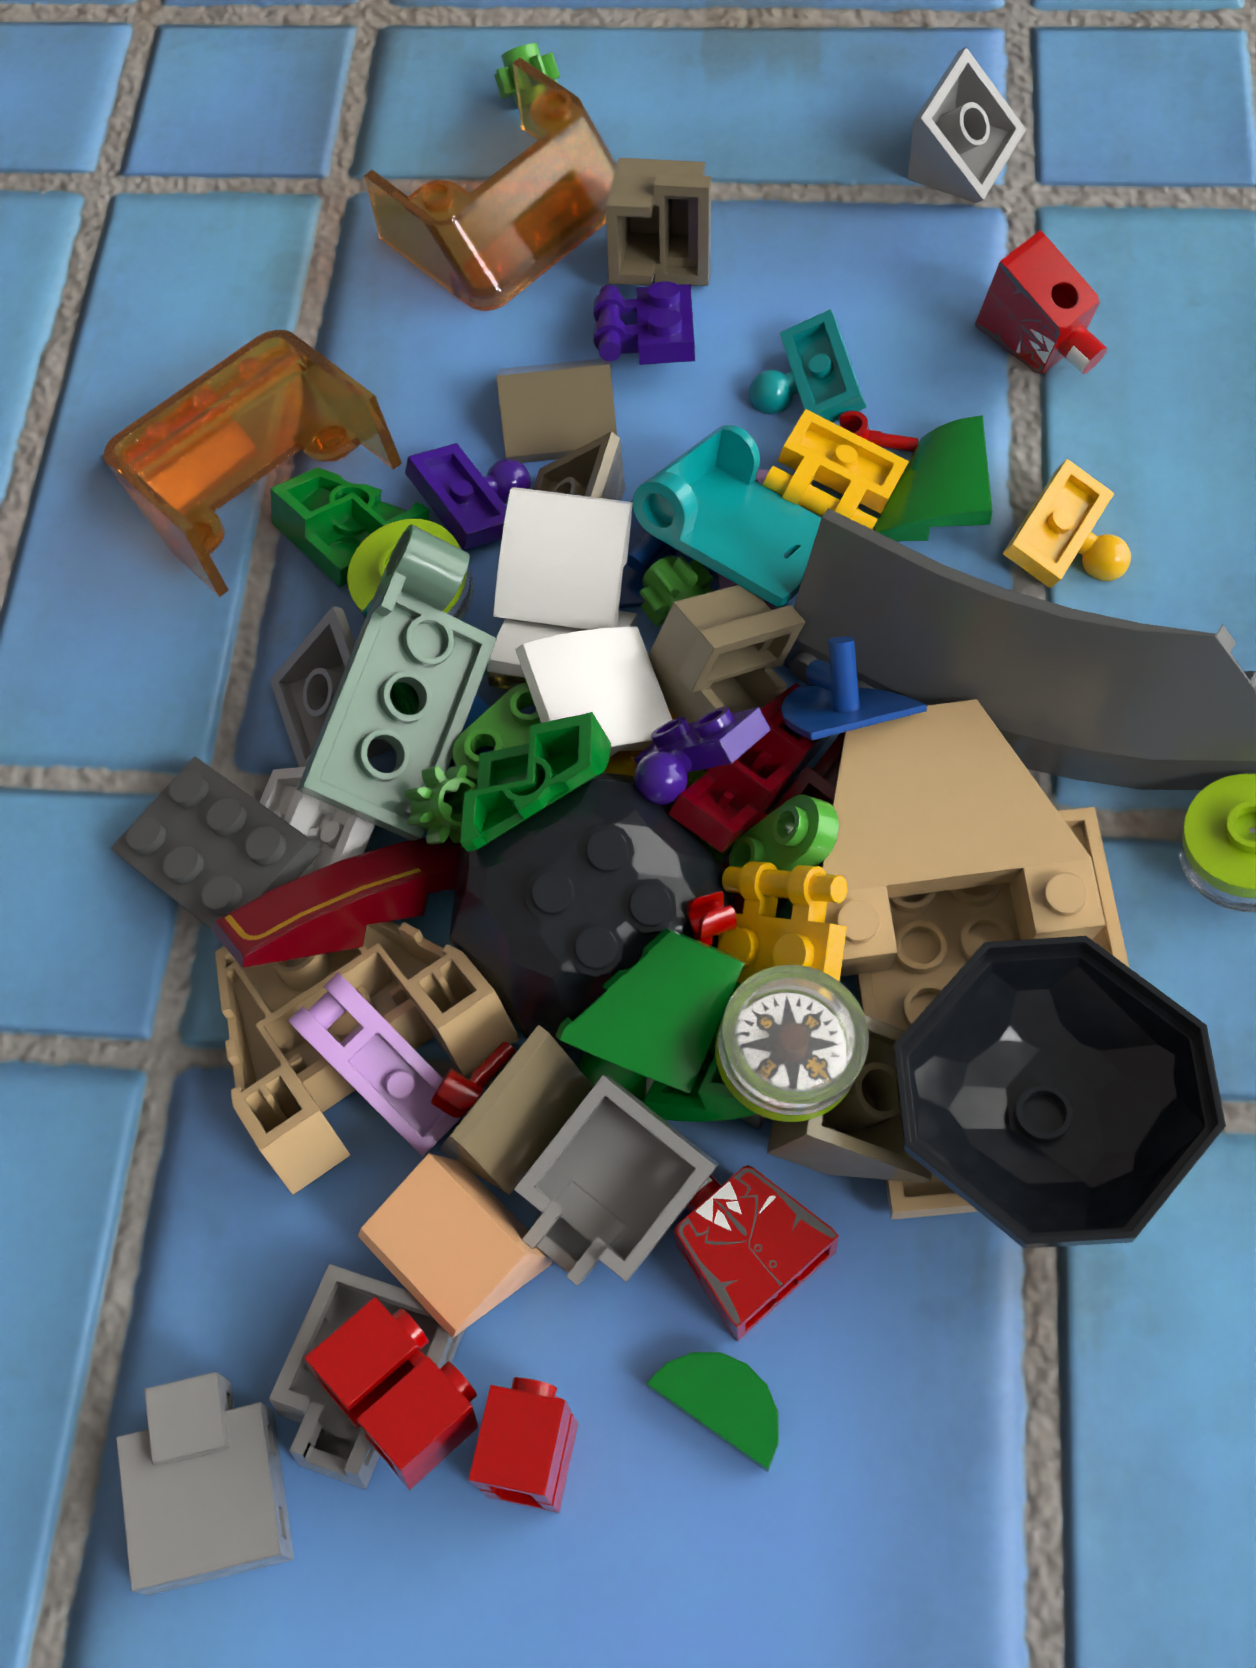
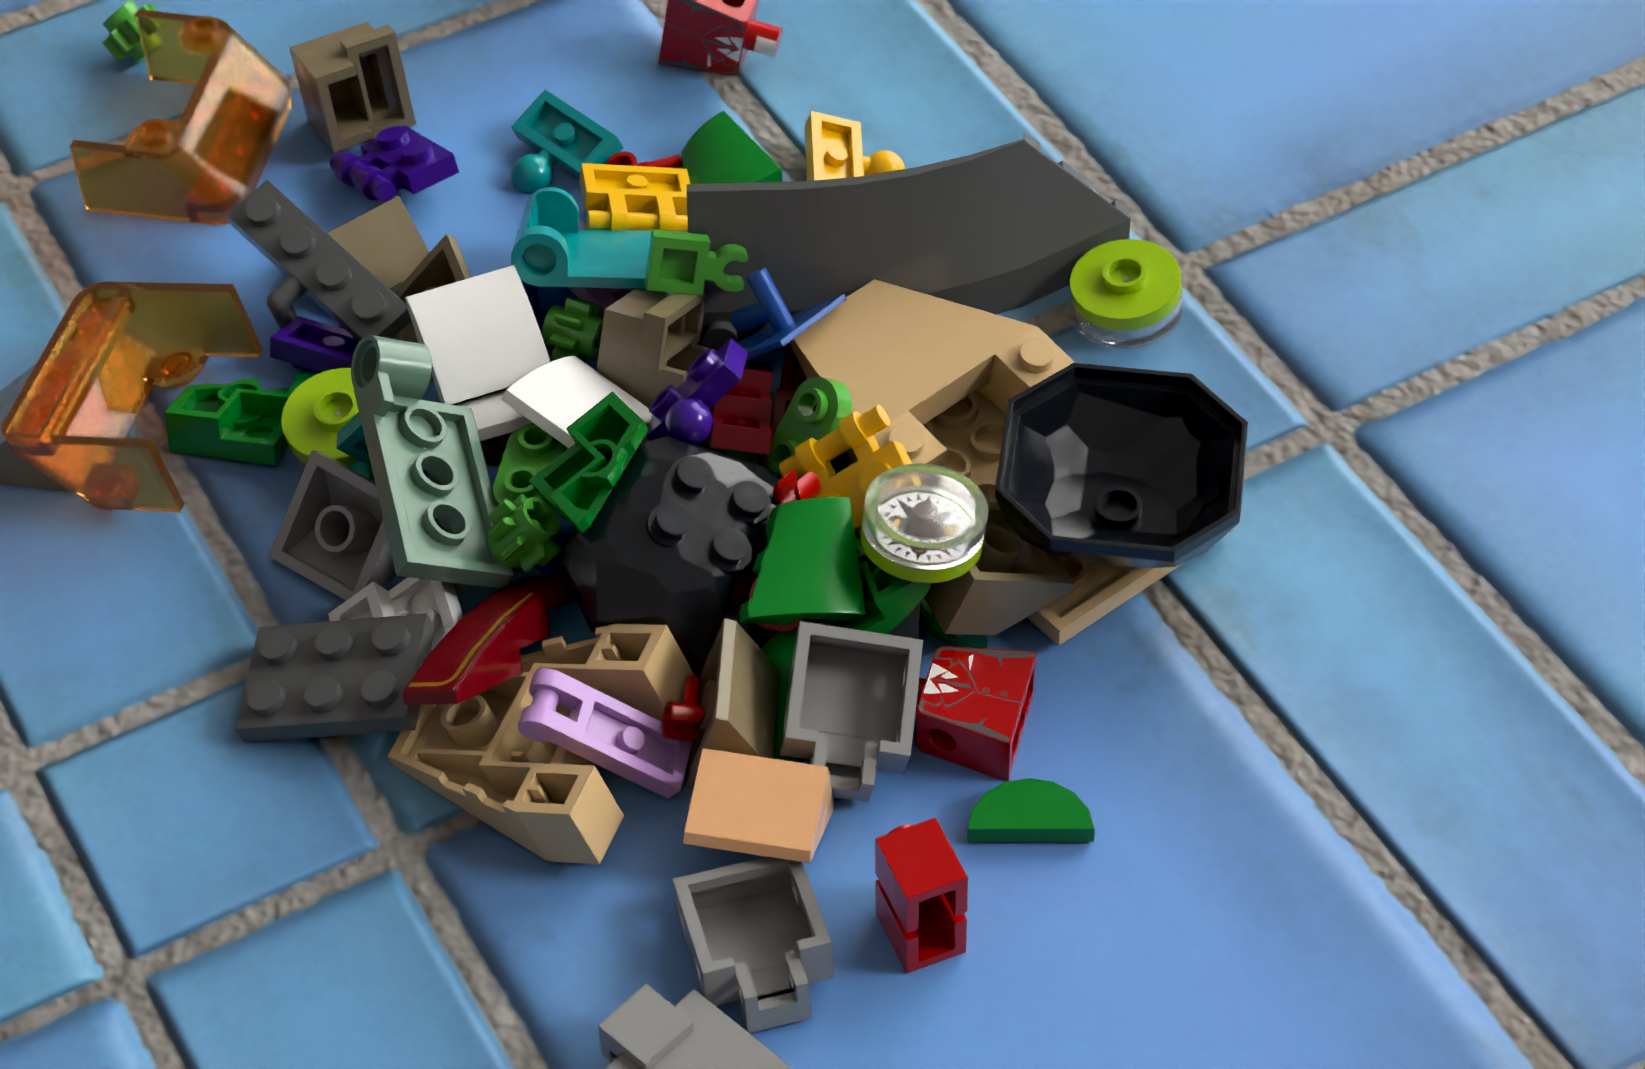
camera: 40 degrees left, 15 degrees down
(395, 1391) = (777, 887): red piece -> none
(484, 406) = (315, 267): none -> dark grey plate
(787, 589) = (683, 262): none -> bright green plate

